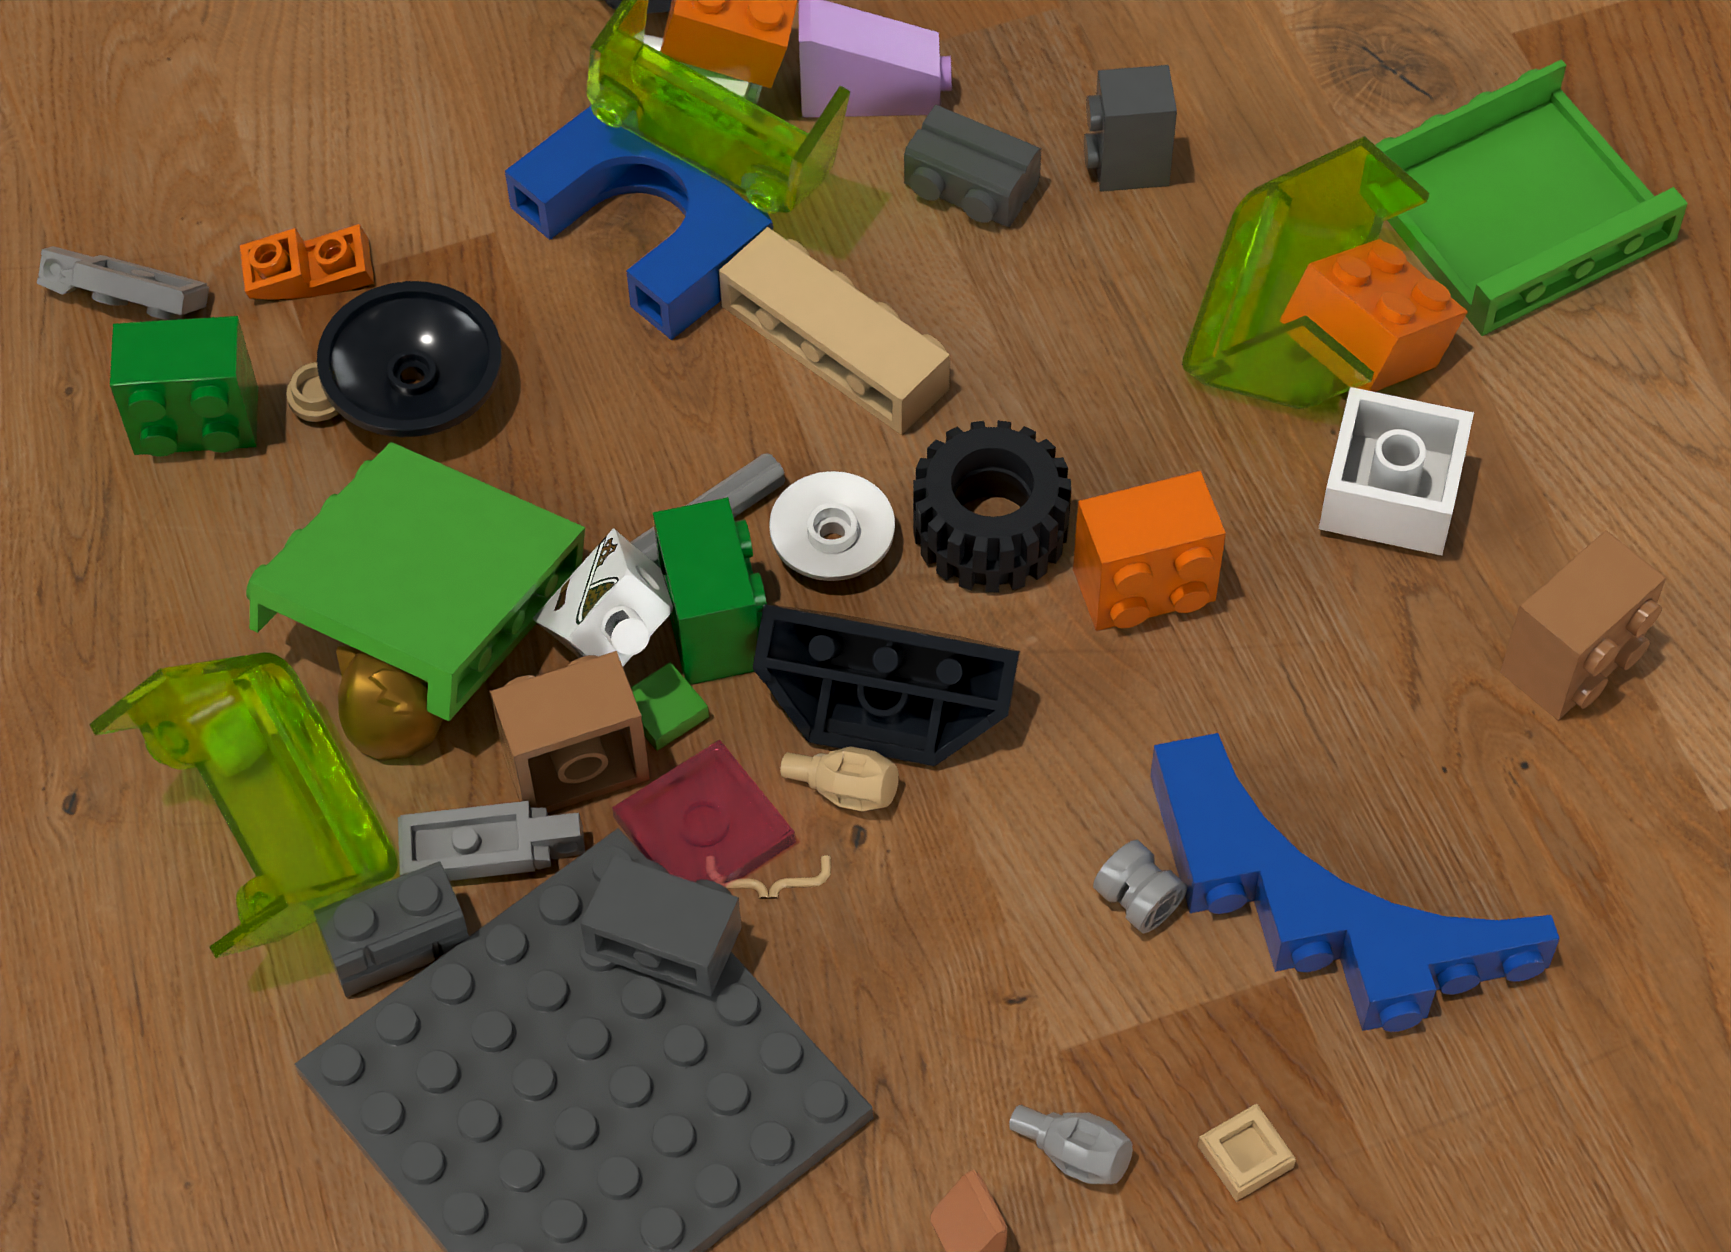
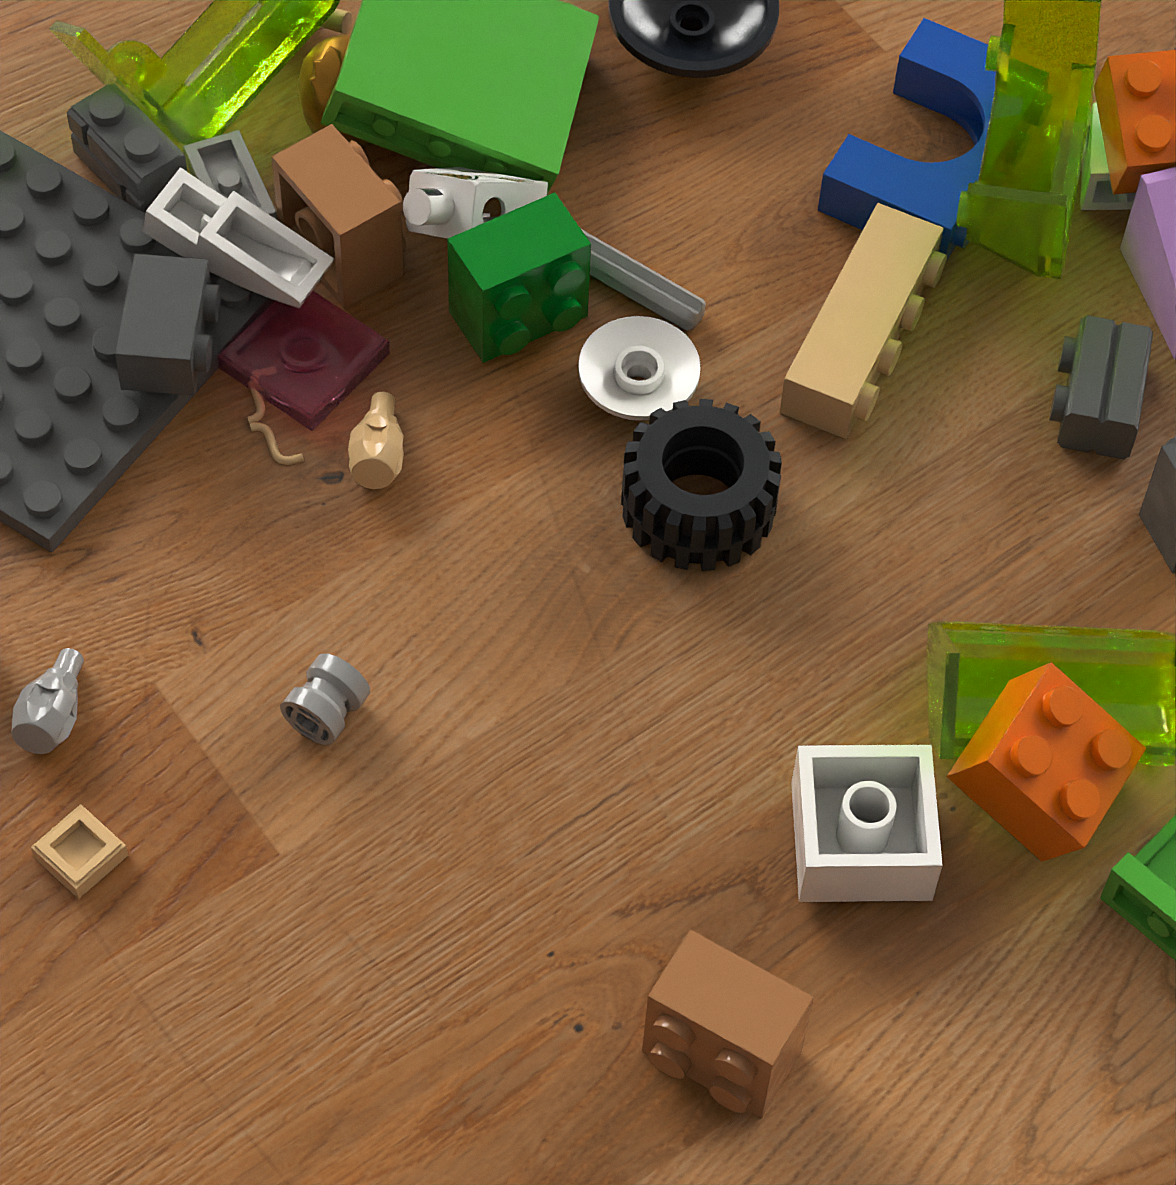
camera: 70 degrees right, 0 degrees up
(571, 837) = (236, 240): none -> white slope
(668, 706) = (413, 295): bright green tile -> none
(882, 682) = (480, 432): black wedge -> none
(1148, 551) = (681, 616): orange brick -> none
(1310, 916) = (375, 775): blue arch -> none

